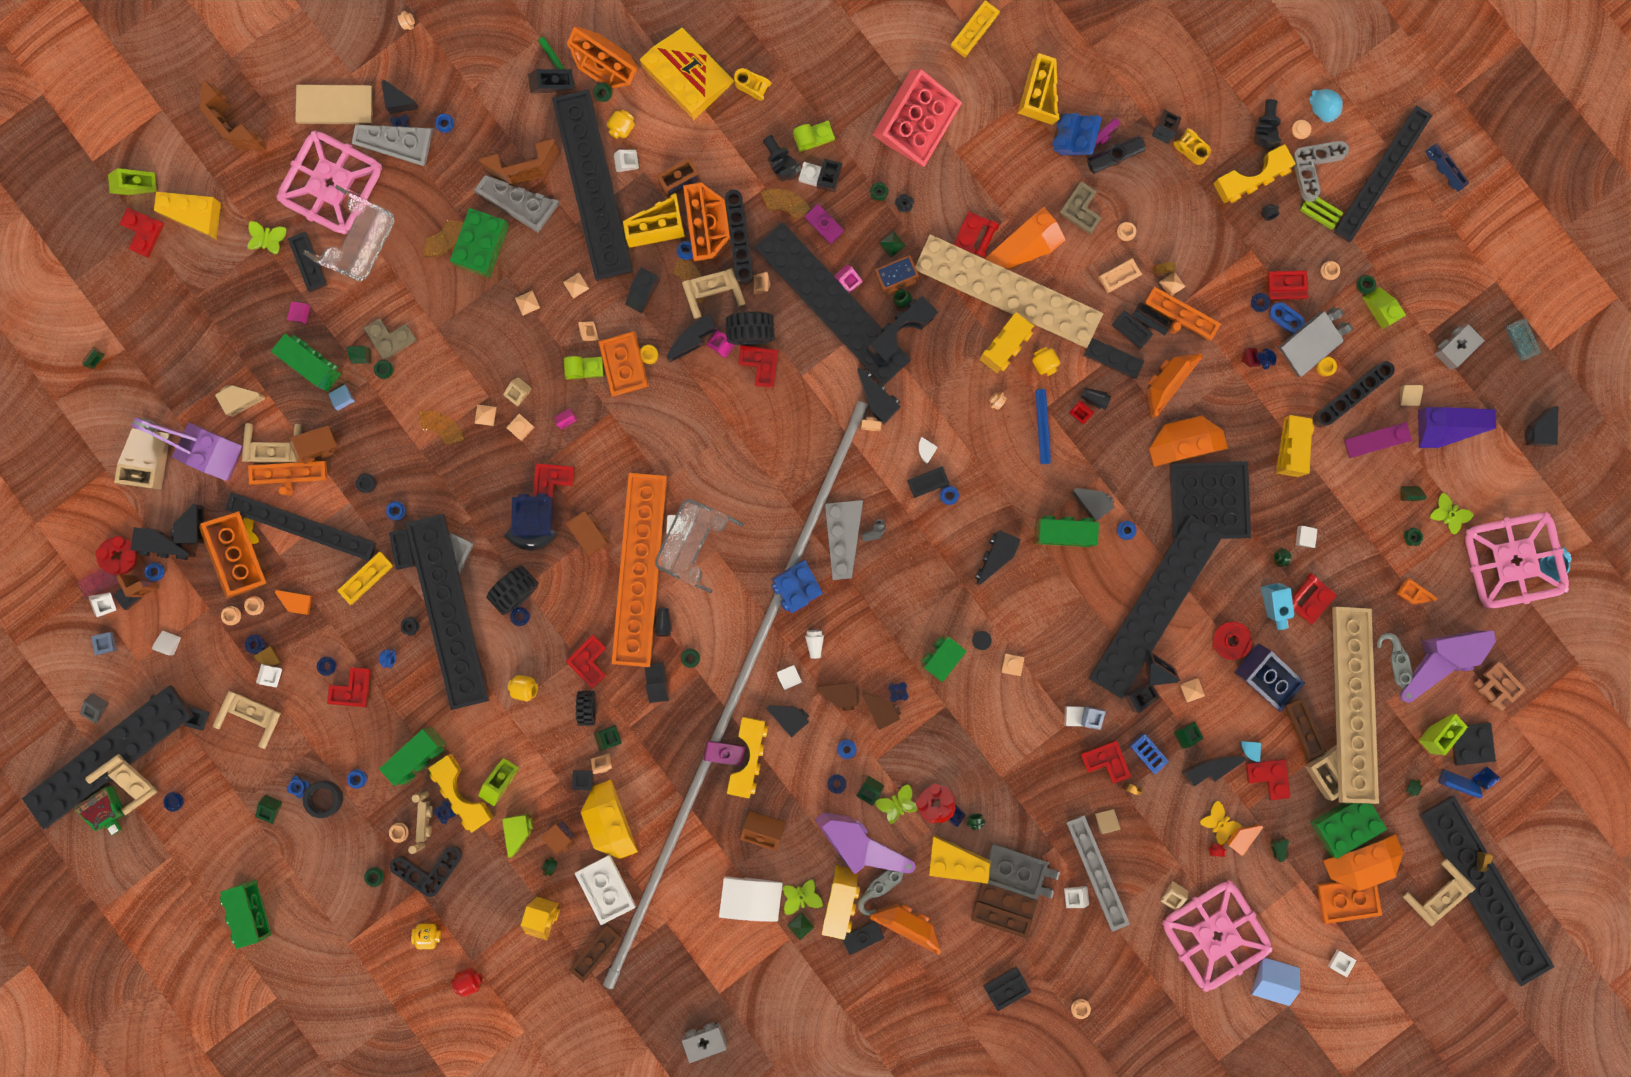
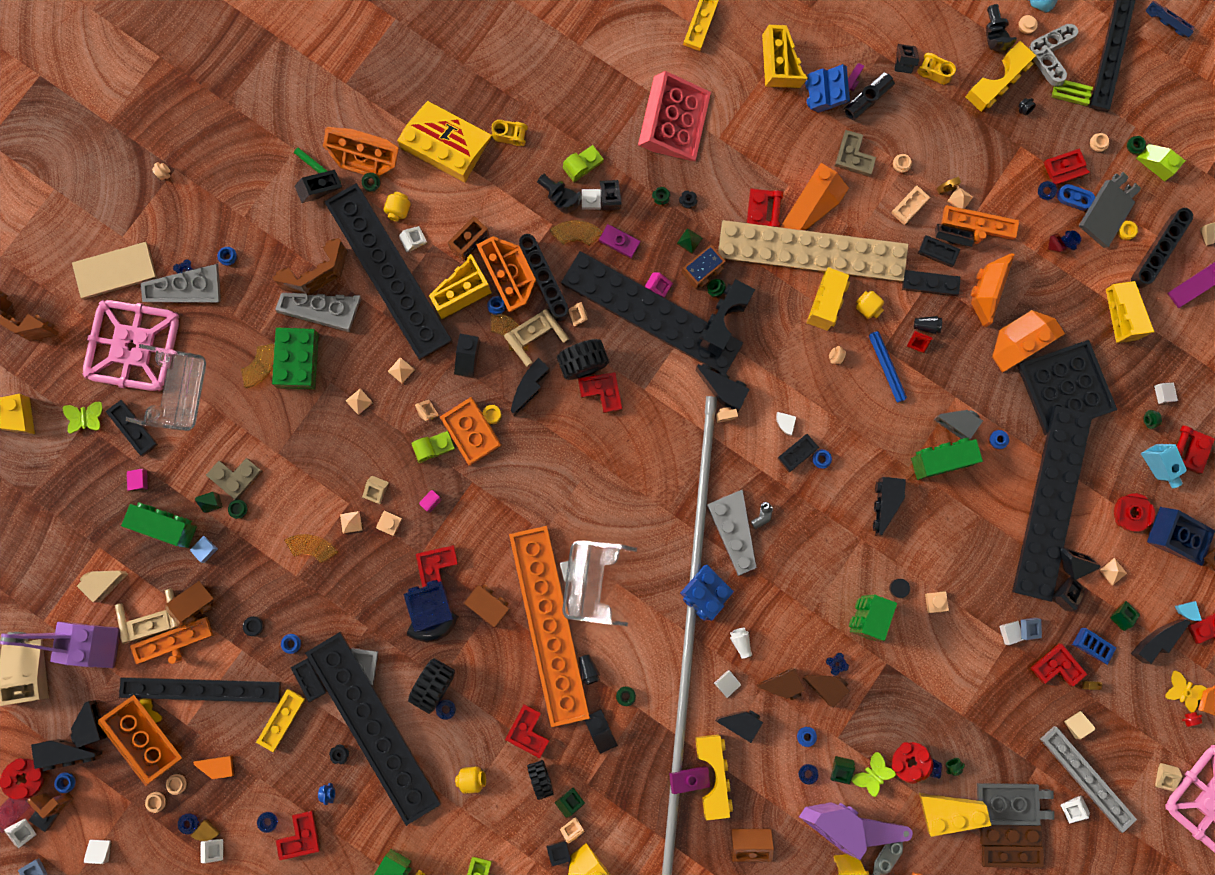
camera: 30 degrees left, 5 degrees down
(396, 100) = (174, 248): black slope -> none
(719, 344) = (557, 383): dark pink slope -> none

